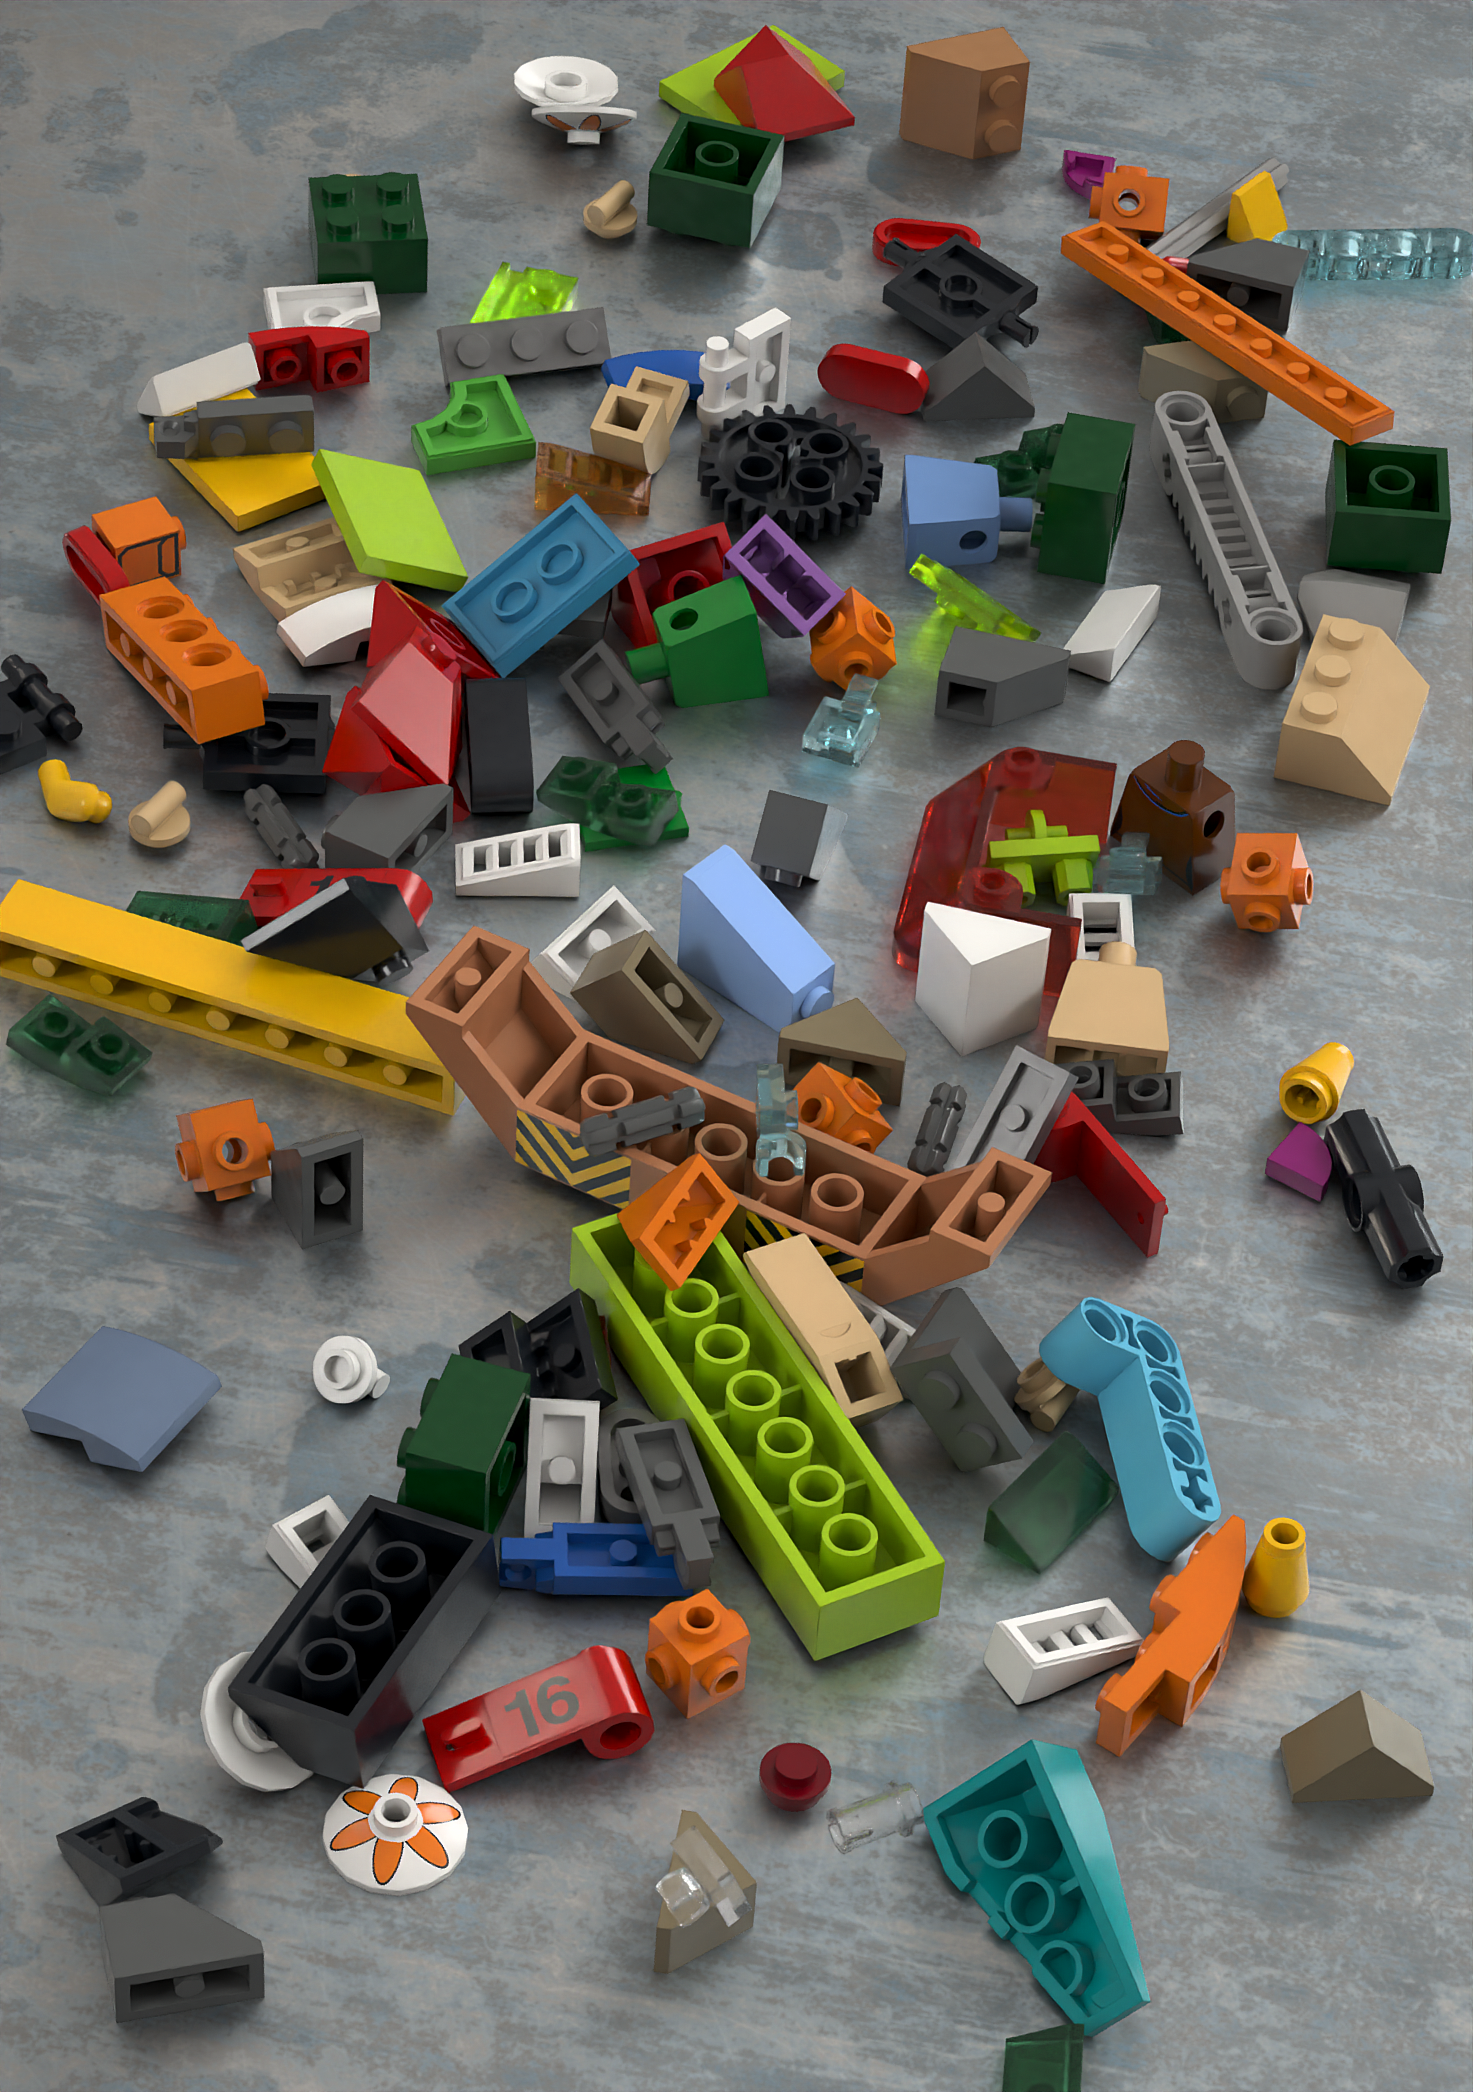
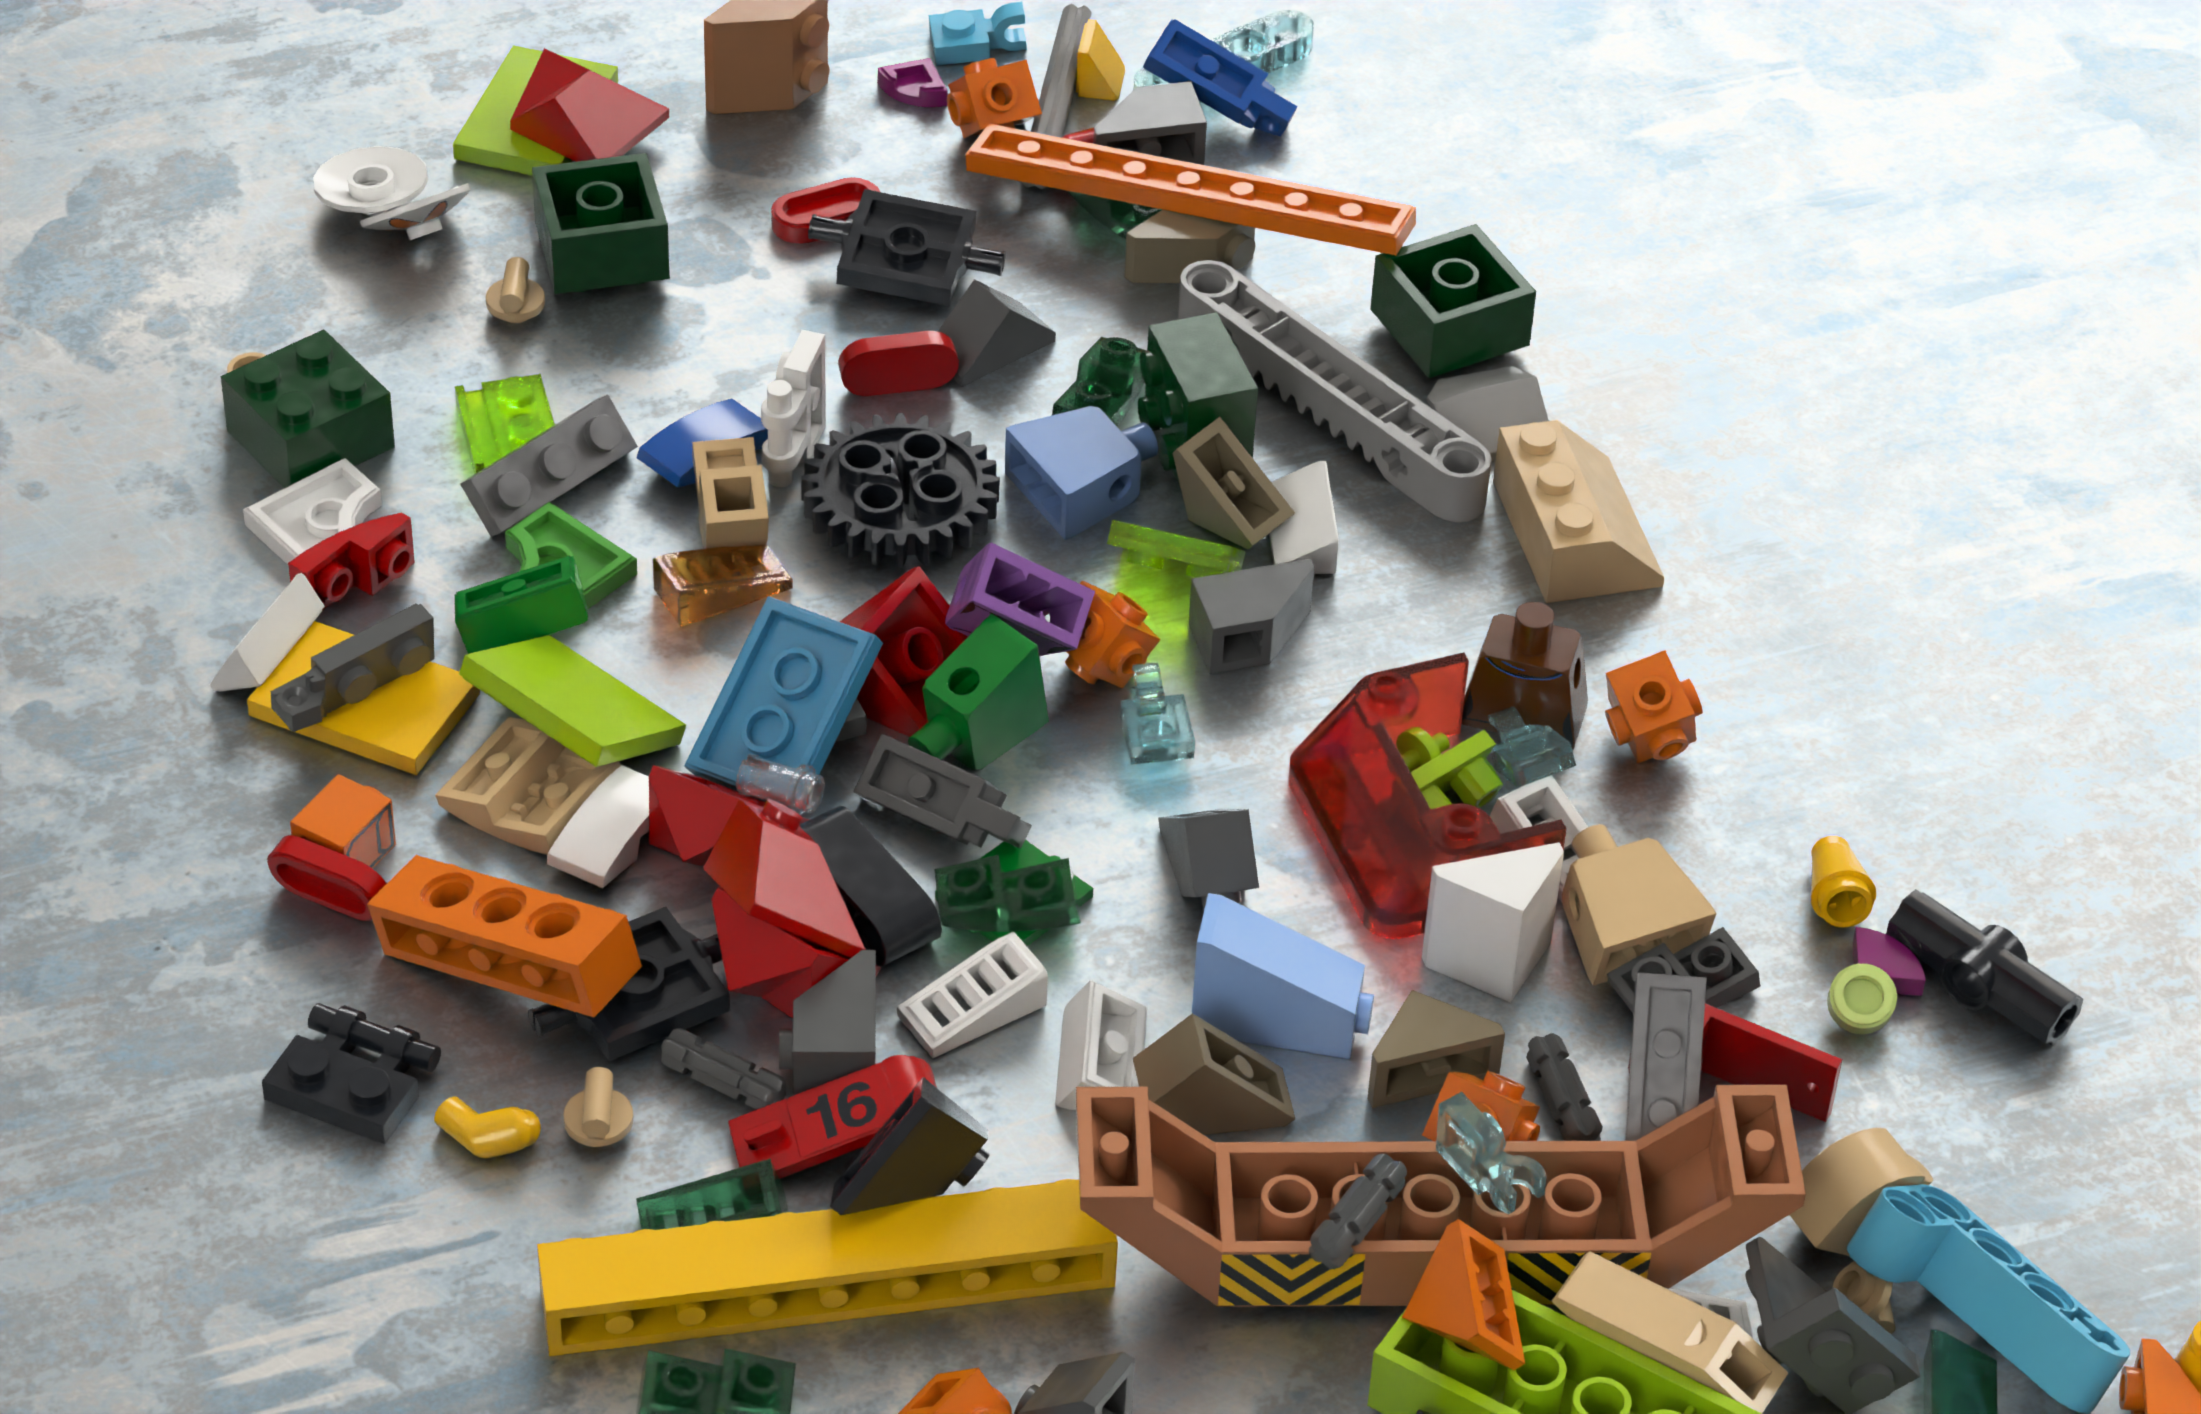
camera: 30 degrees left, 0 degrees up
(412, 438) = (521, 606): none -> green slope
(496, 648) = (790, 786): none -> clear pin
(1056, 570) = (1227, 488): none -> dark tan slope
(1105, 1275) = (1846, 1183): none -> tan brick
(1172, 152) = (969, 37): none -> medium azure plate
(1254, 1176) = (1862, 998): none -> yellowish green tile
(1342, 260) = (1219, 79): none -> blue hinge

